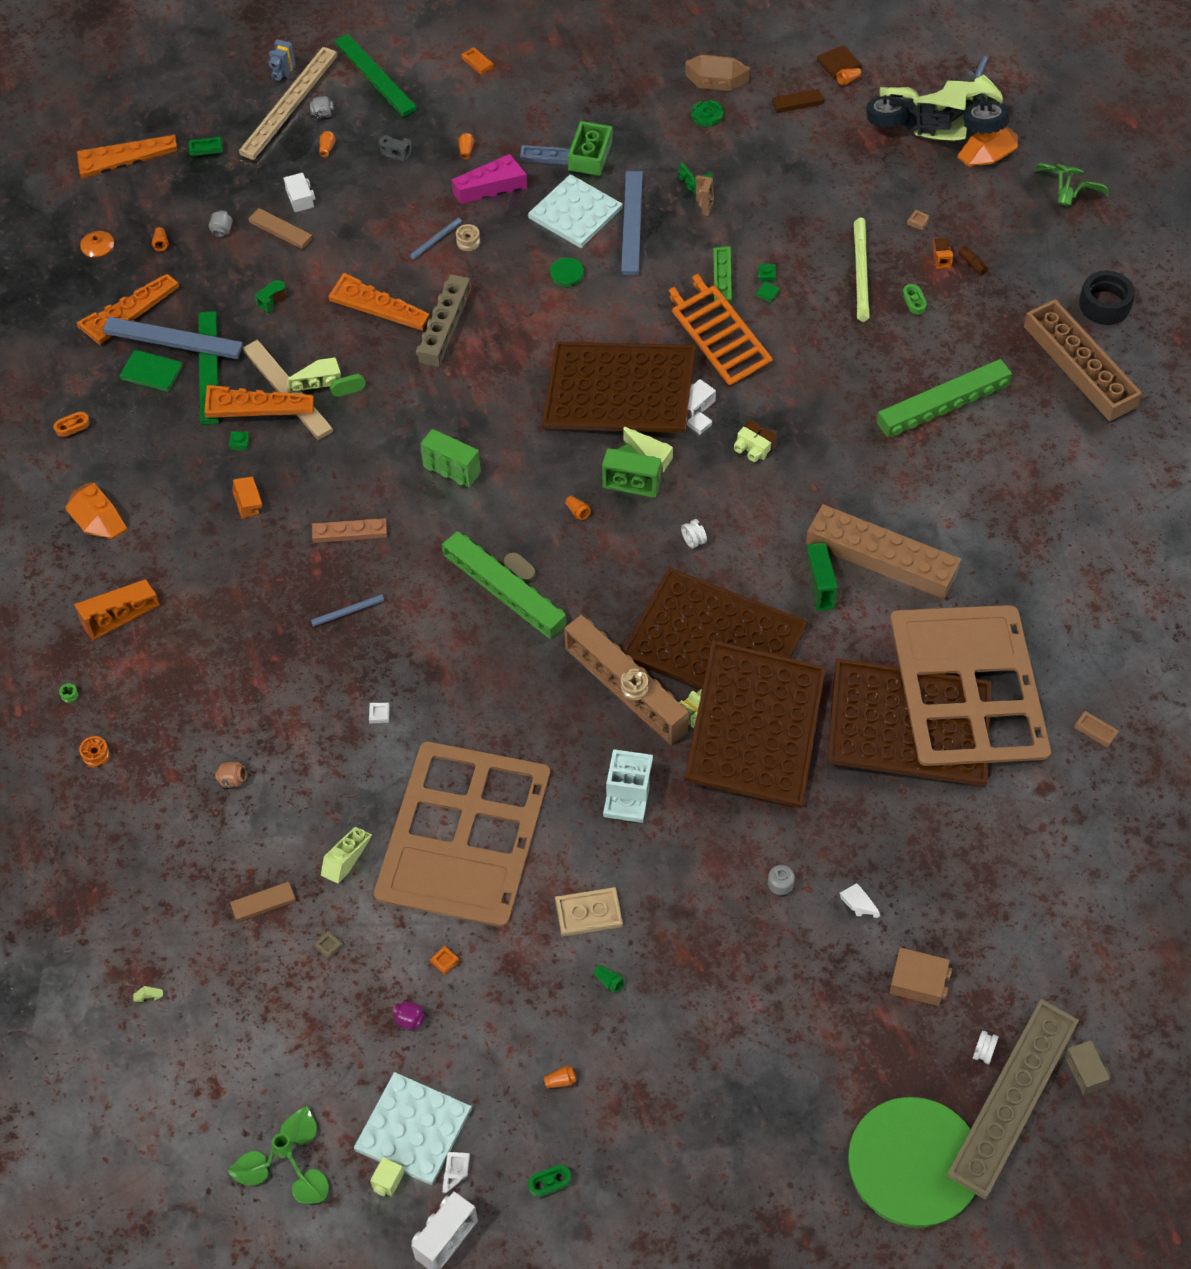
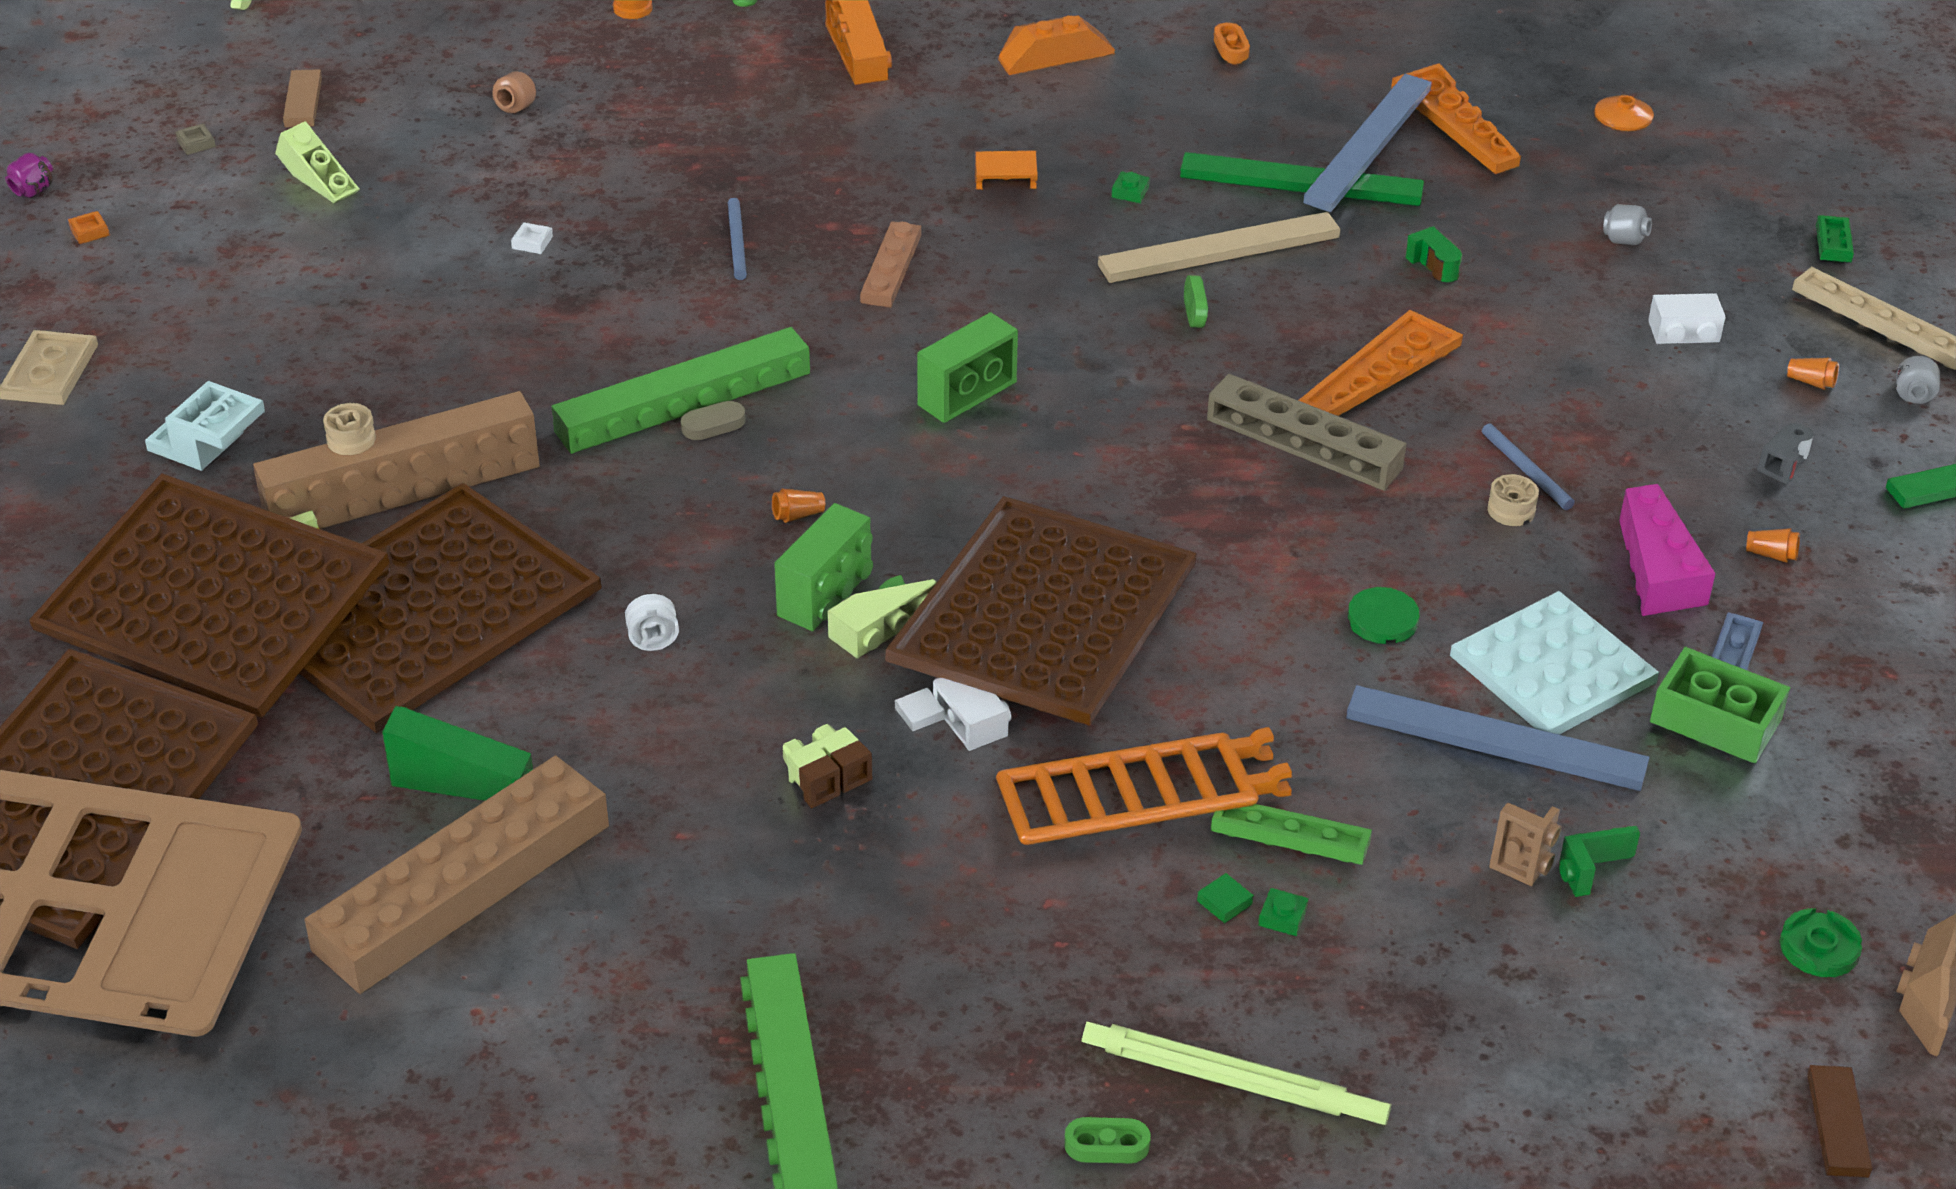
camera: 105 degrees right, 15 degrees down
(97, 159) = (1834, 153): orange wing -> none
(151, 371) = (1315, 126): green tile -> none
(159, 240) = (1609, 163): orange cone -> none
(234, 403) = (1193, 191): orange wing -> none
(280, 228) = (1604, 293): medium nougat tile -> none
(314, 376) = (1228, 268): yellowish green slope -> none
(451, 875) = (233, 244): medium nougat door -> none

